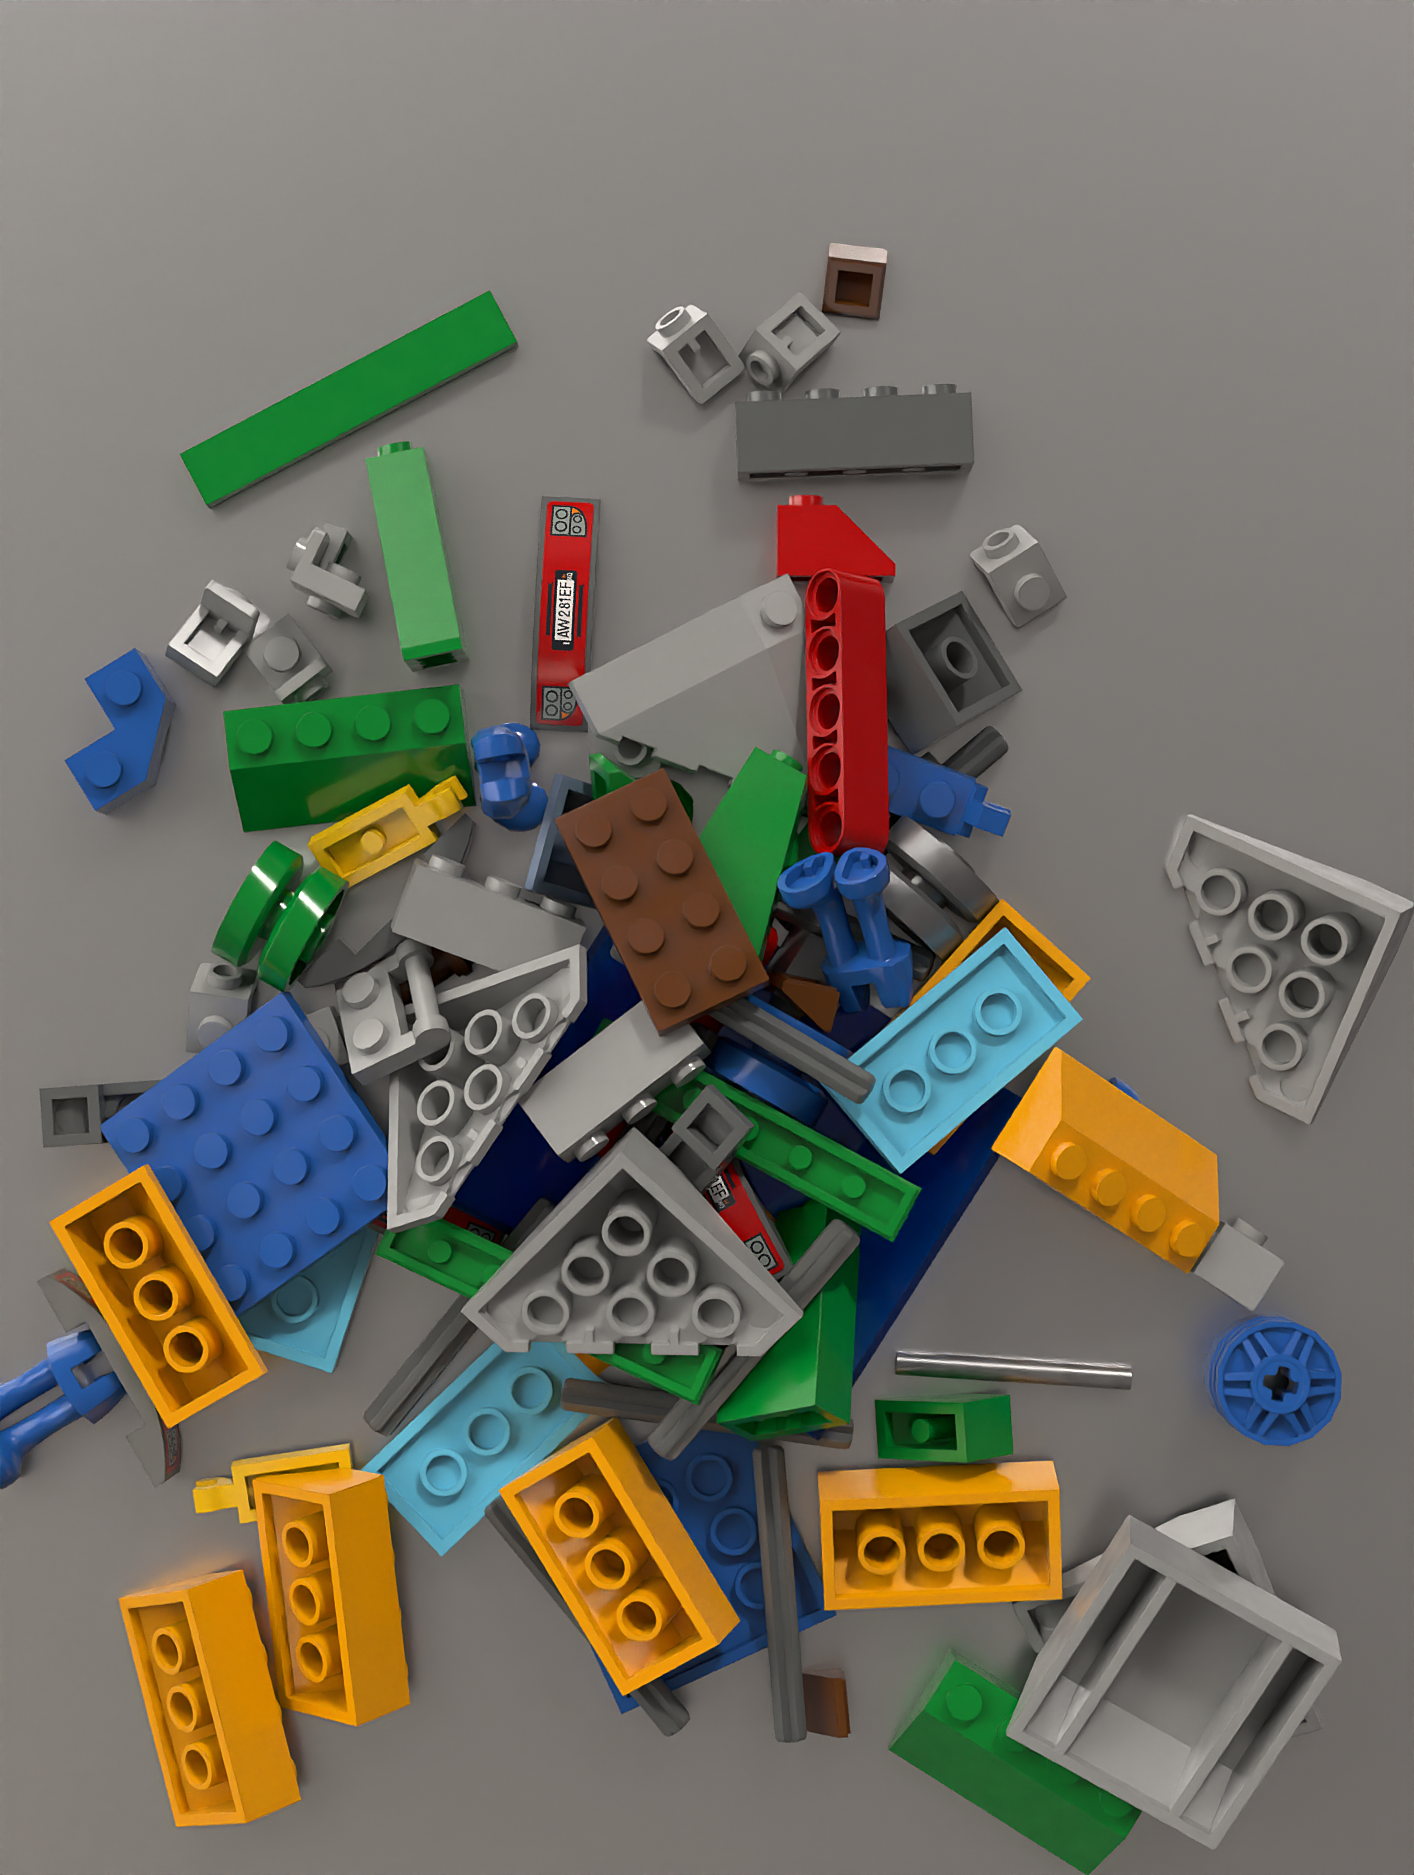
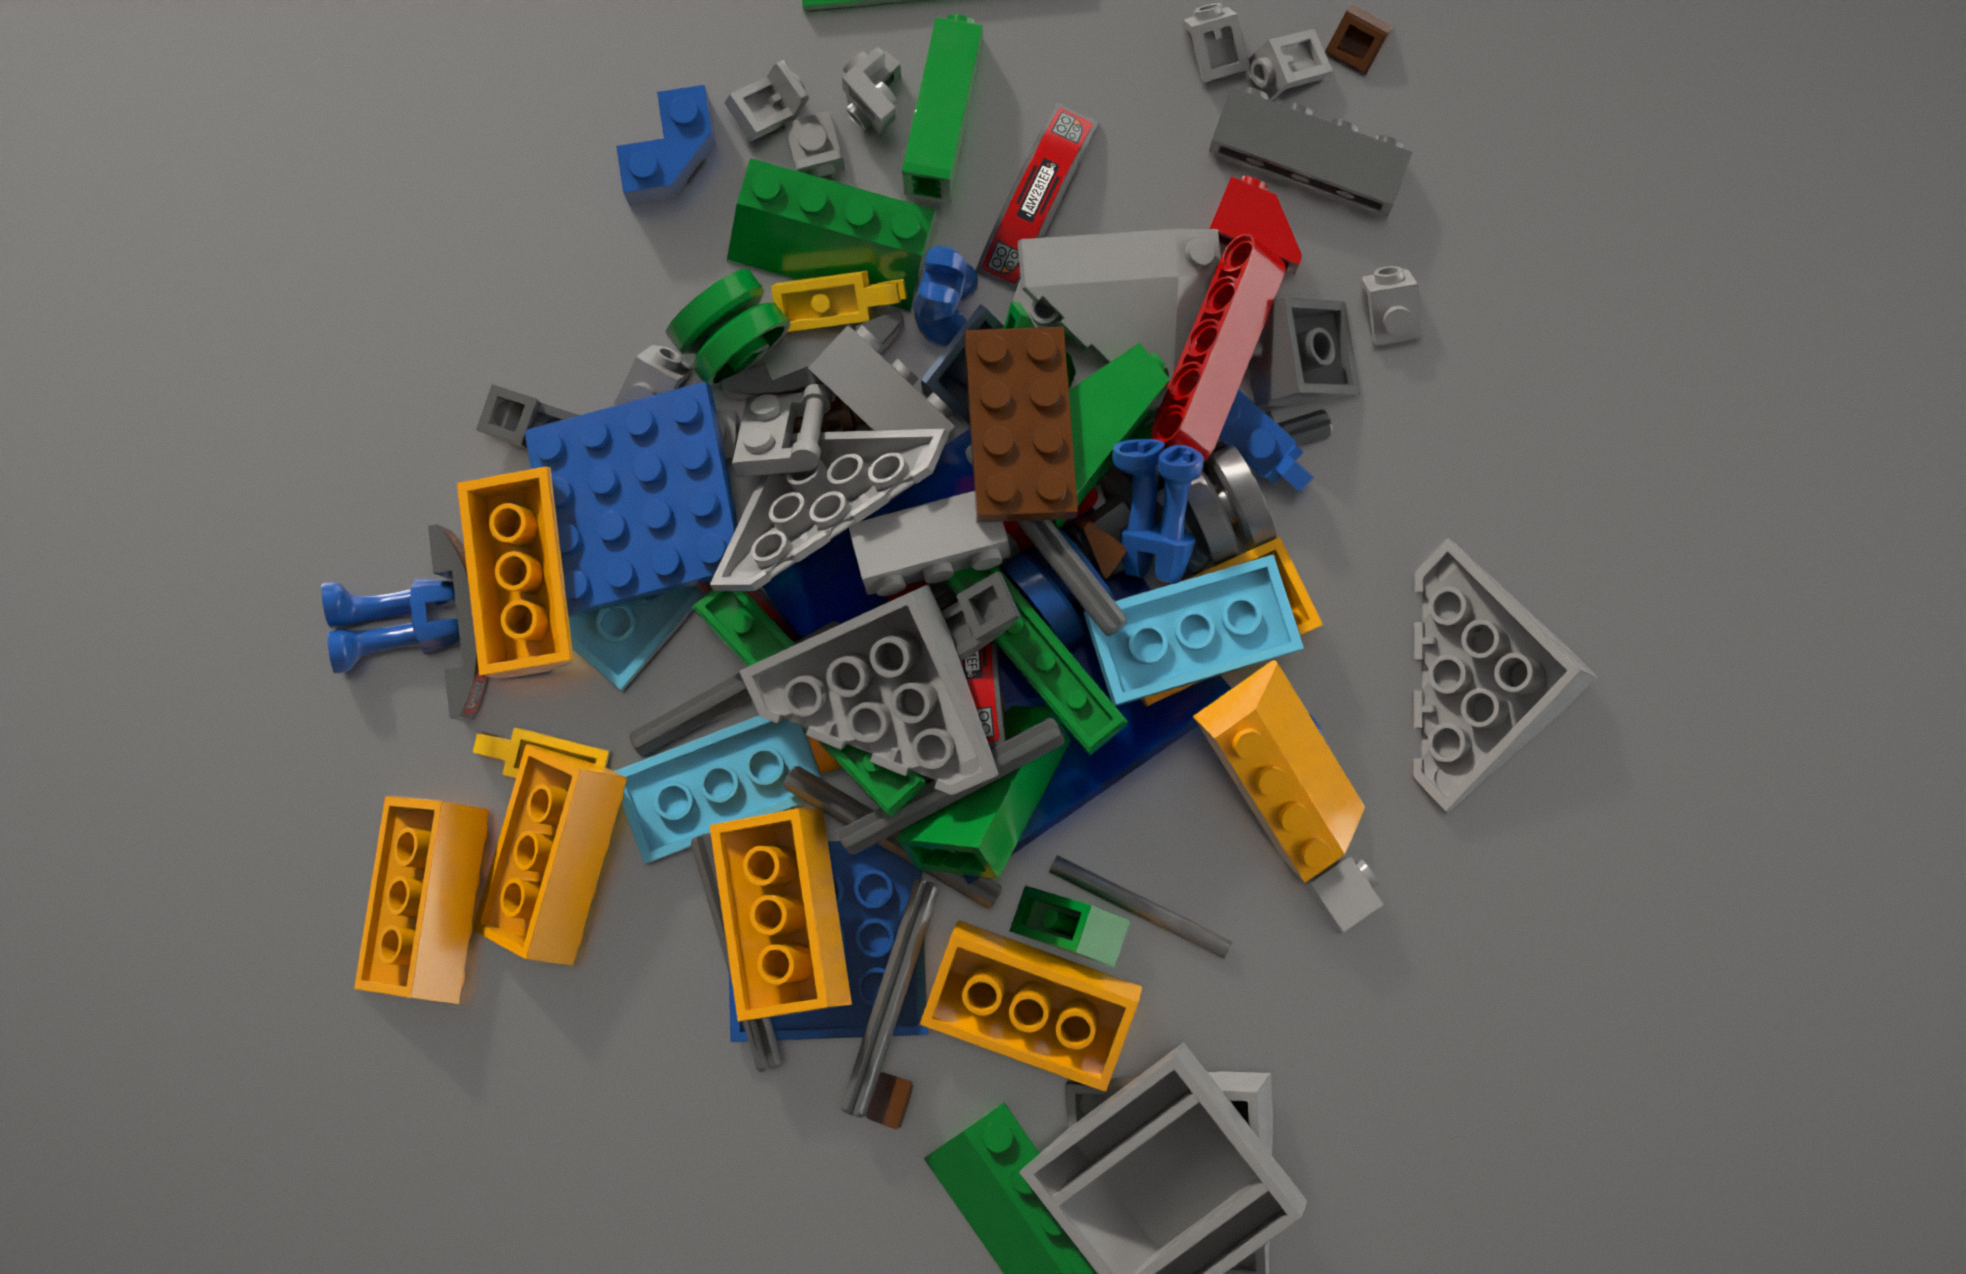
camera: 25 degrees right, 5 degrees down
(1258, 1348) = (1308, 994): blue wheel -> none

